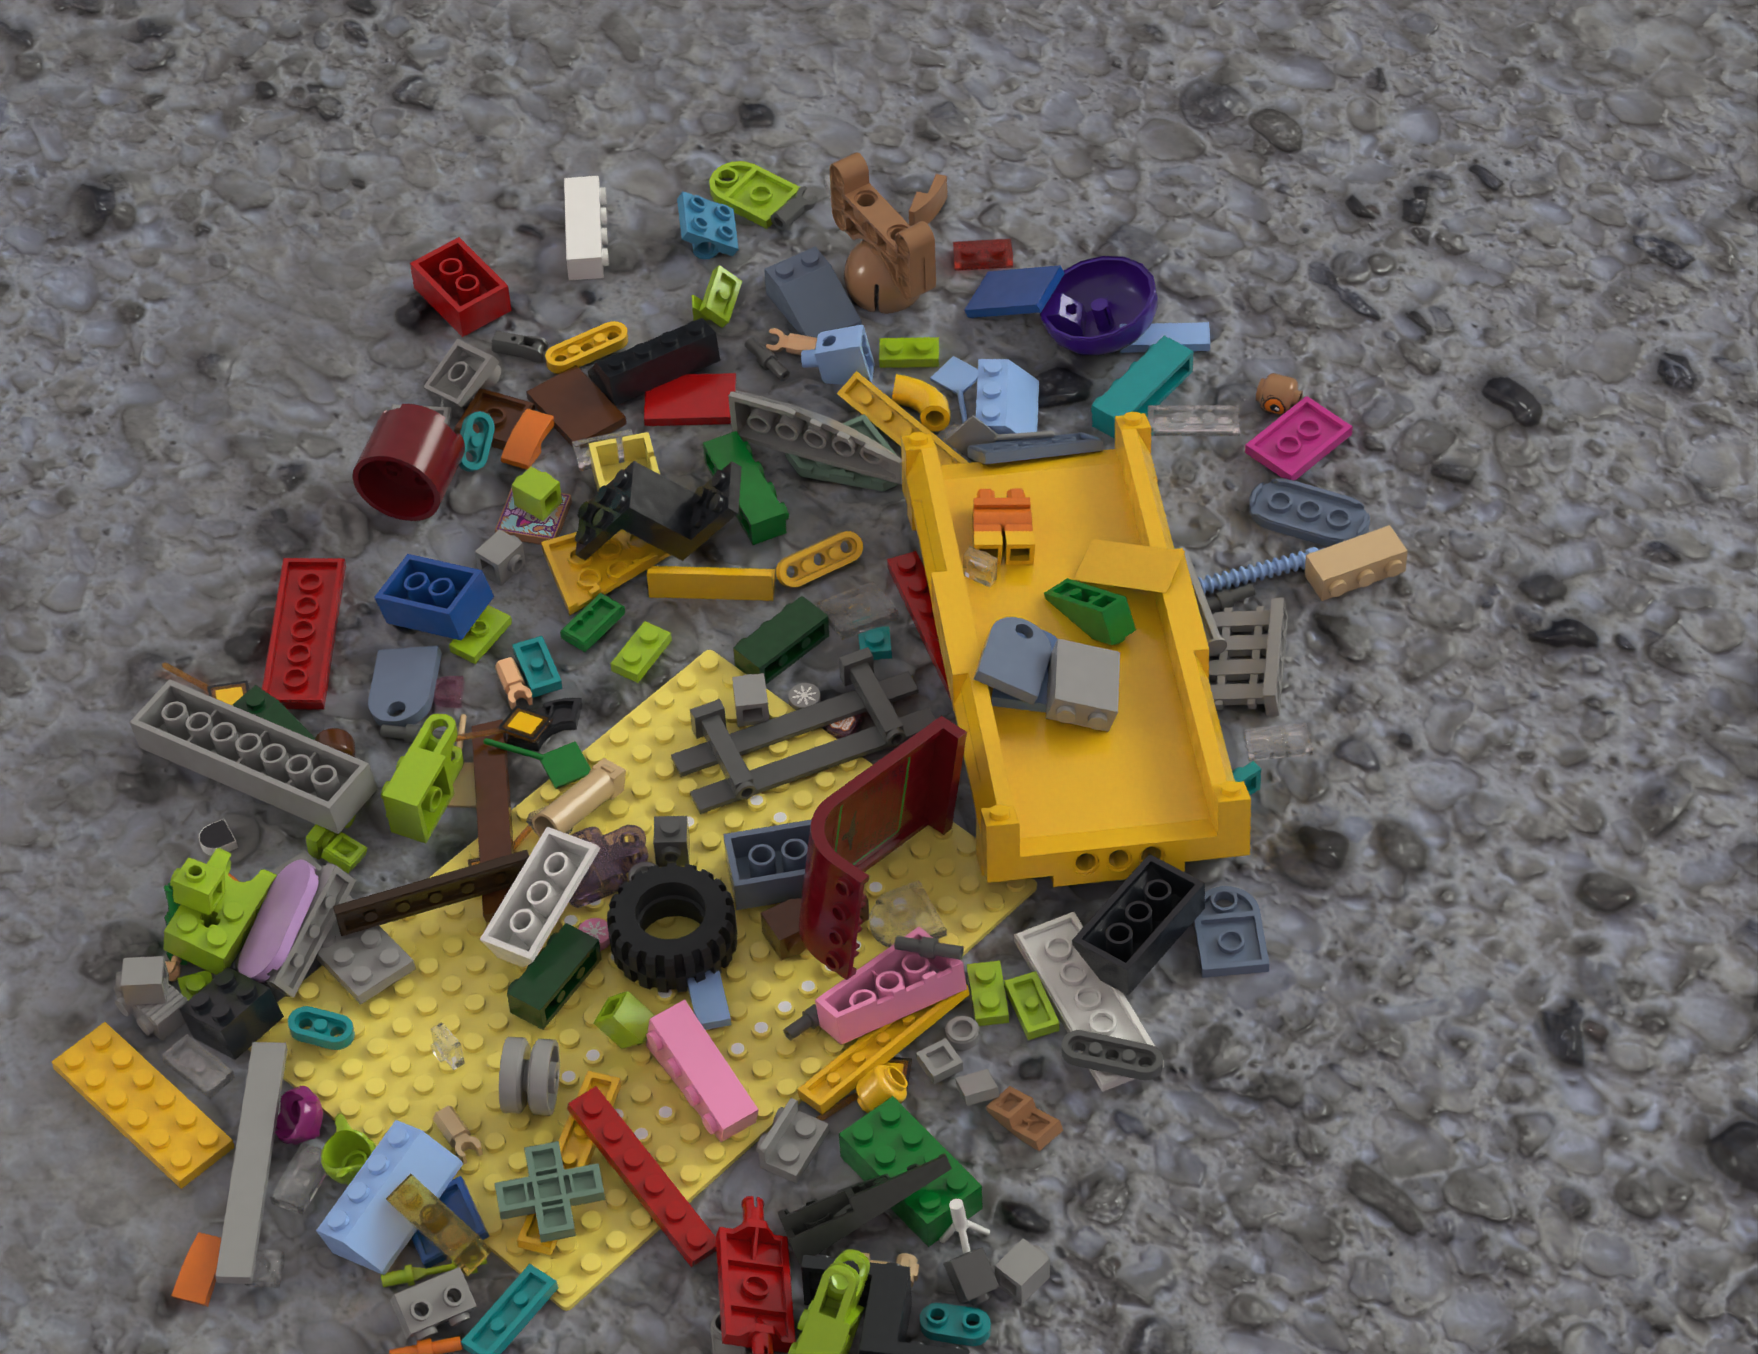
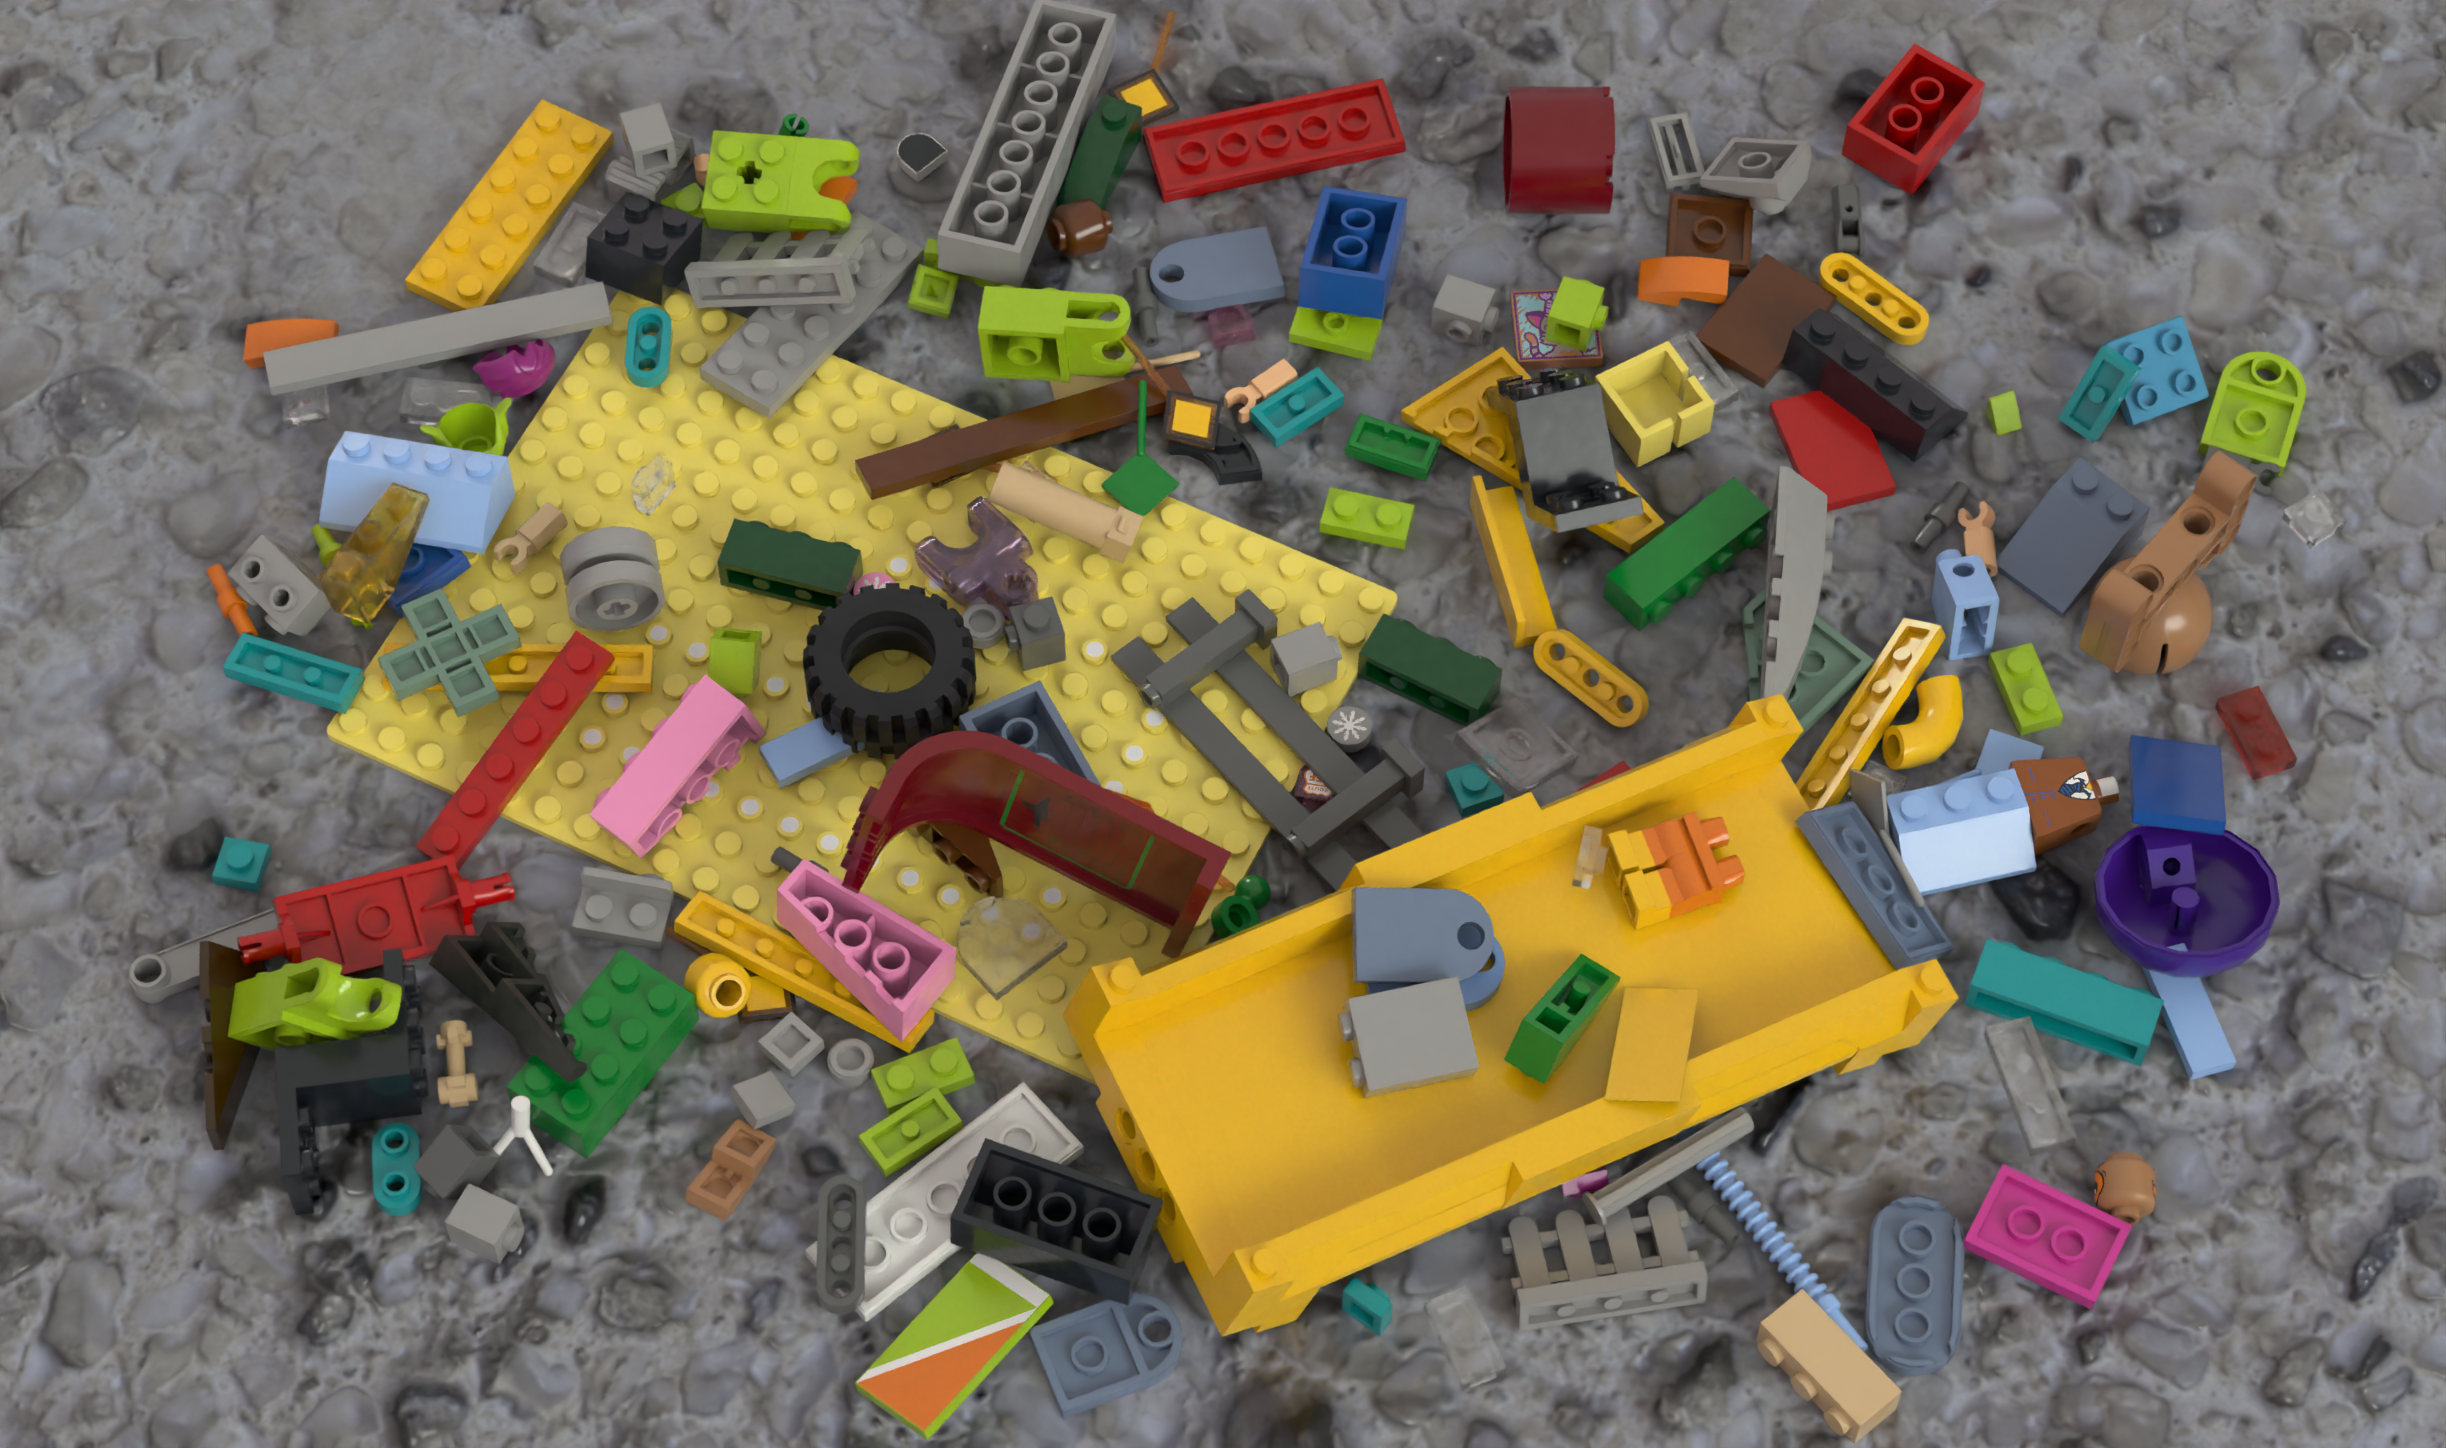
camera: 70 degrees right, 10 degrees up
(198, 885) = (771, 136): lime brick -> none
(278, 920) = (768, 244): lavender tile -> none
(429, 893) = (860, 393): dark brown tile -> none
(477, 443) = (1647, 219): teal plate -> none
(538, 896) = (878, 502): white slope -> none
(584, 228) = (2091, 229): white brick -> none
(715, 247) = (2099, 393): none -> teal plate
(720, 296) = (2029, 427): lime plate -> none
(927, 205) = (2304, 631): medium nougat slope -> none
(928, 947) = (909, 963): dark grey bar -> none
(1000, 343) = (2062, 799): none -> dark orange torso
(1201, 1013) = (954, 1344): none -> tile

